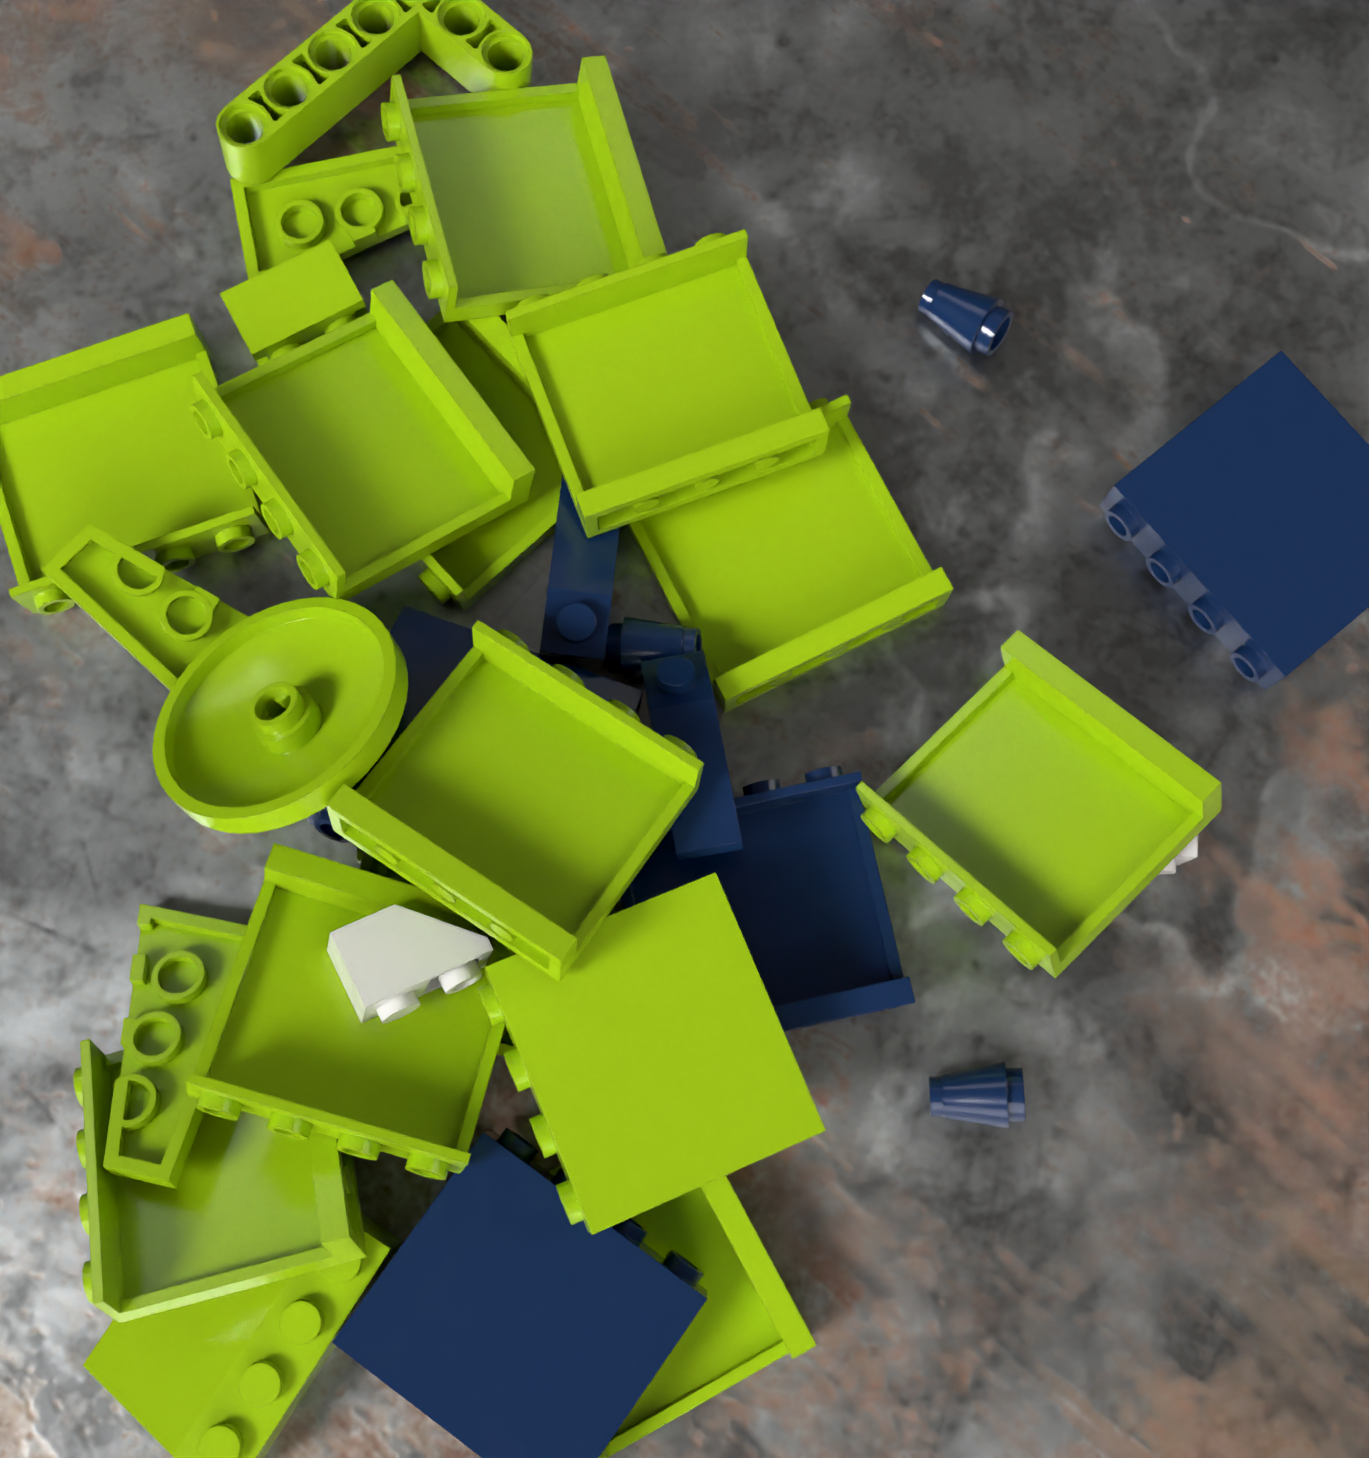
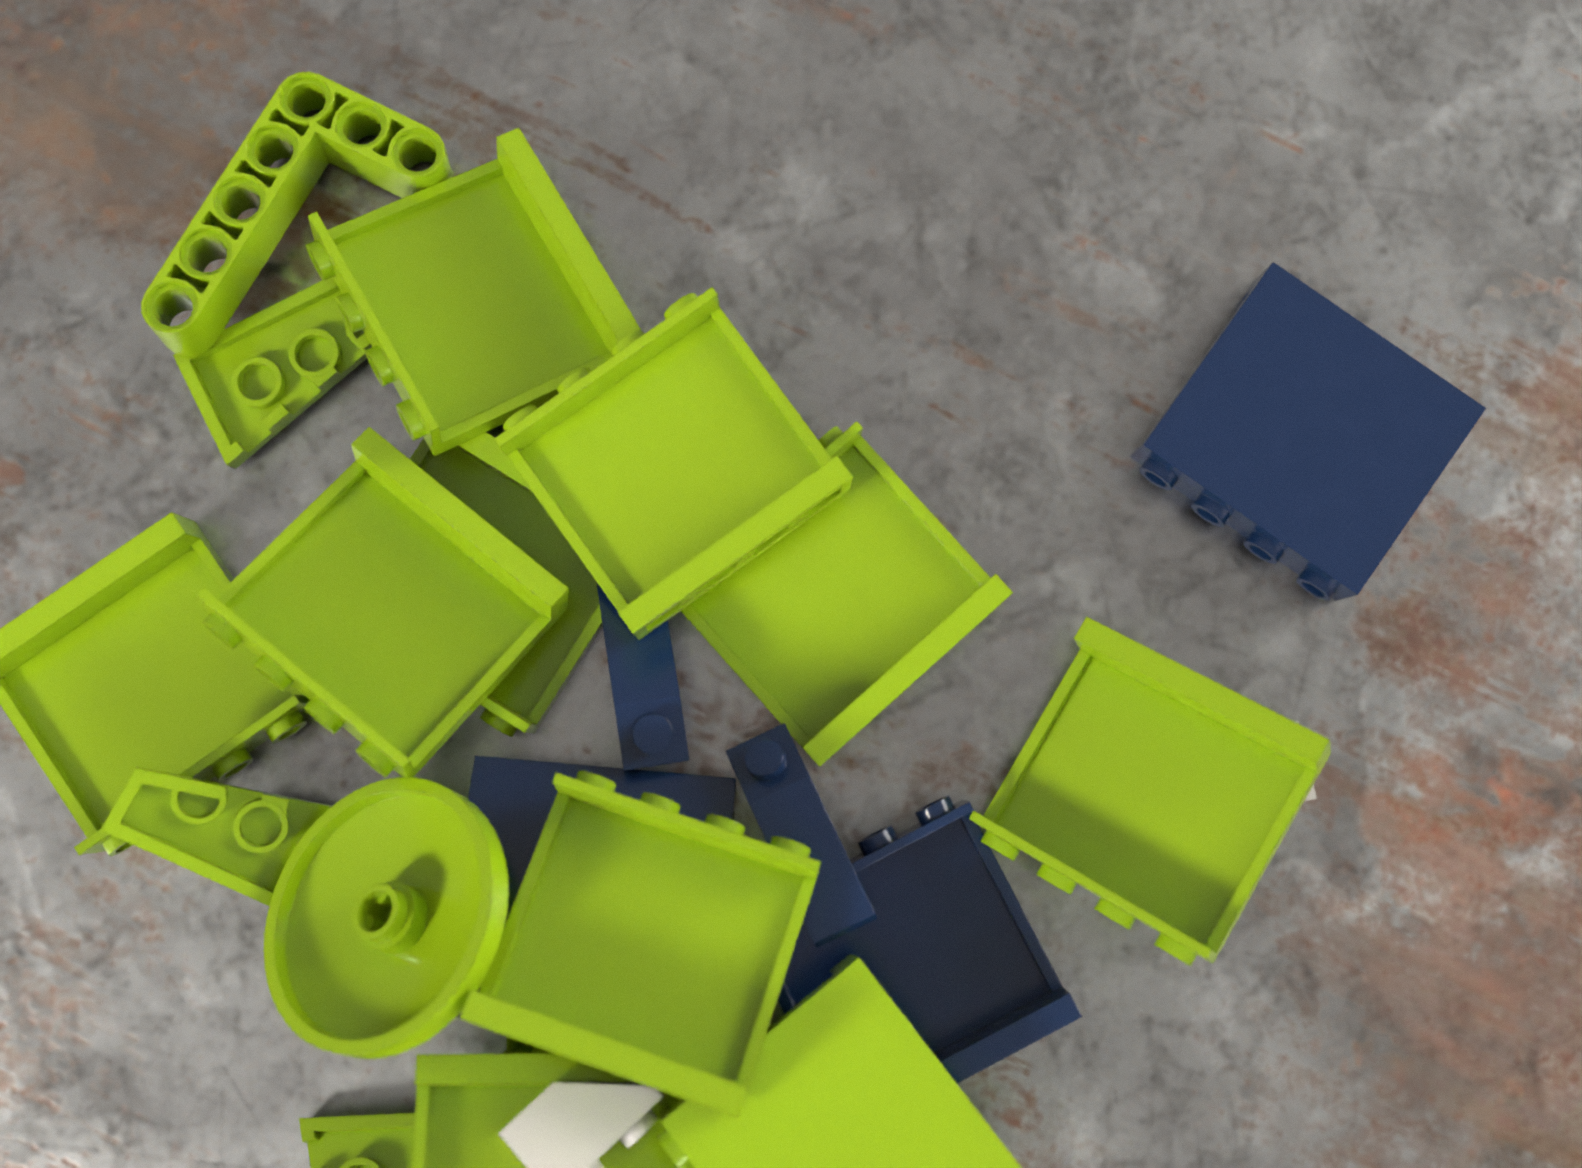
camera: 15 degrees left, 5 degrees up
(294, 302) = (277, 471): lime brick -> none
(646, 640) = (727, 723): dark blue cone -> none
(967, 316) = (952, 301): dark blue cone -> none
(980, 1095) = (1164, 1081): dark blue cone -> none

